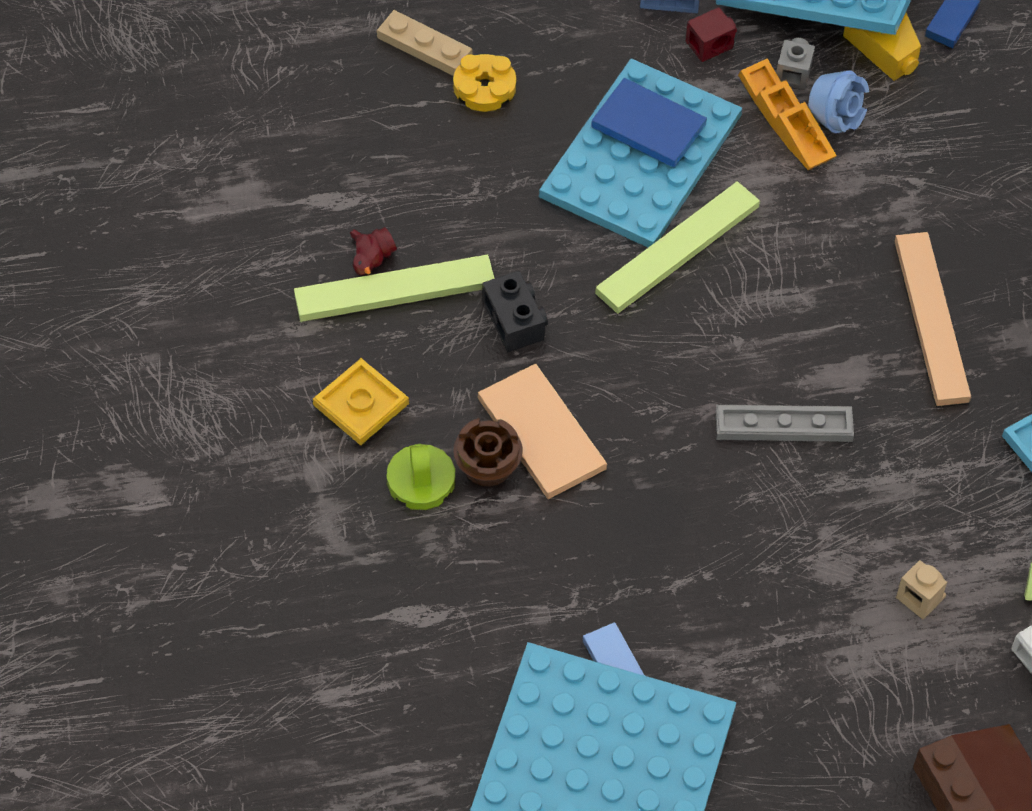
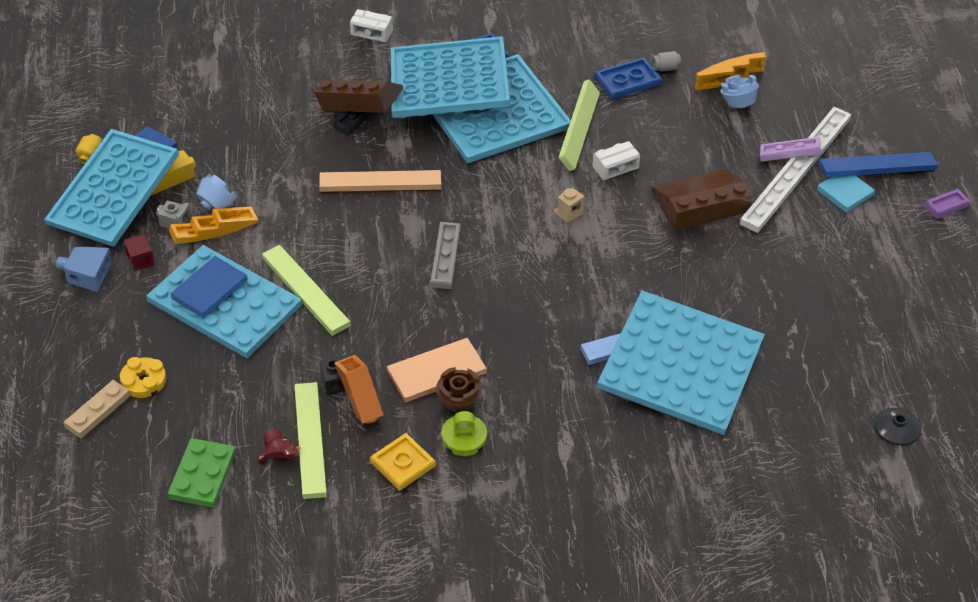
camera: 85 degrees left, 10 degrees down
(327, 174) = (202, 472): none -> bright green plate
(468, 320) = (359, 389): none -> orange slope

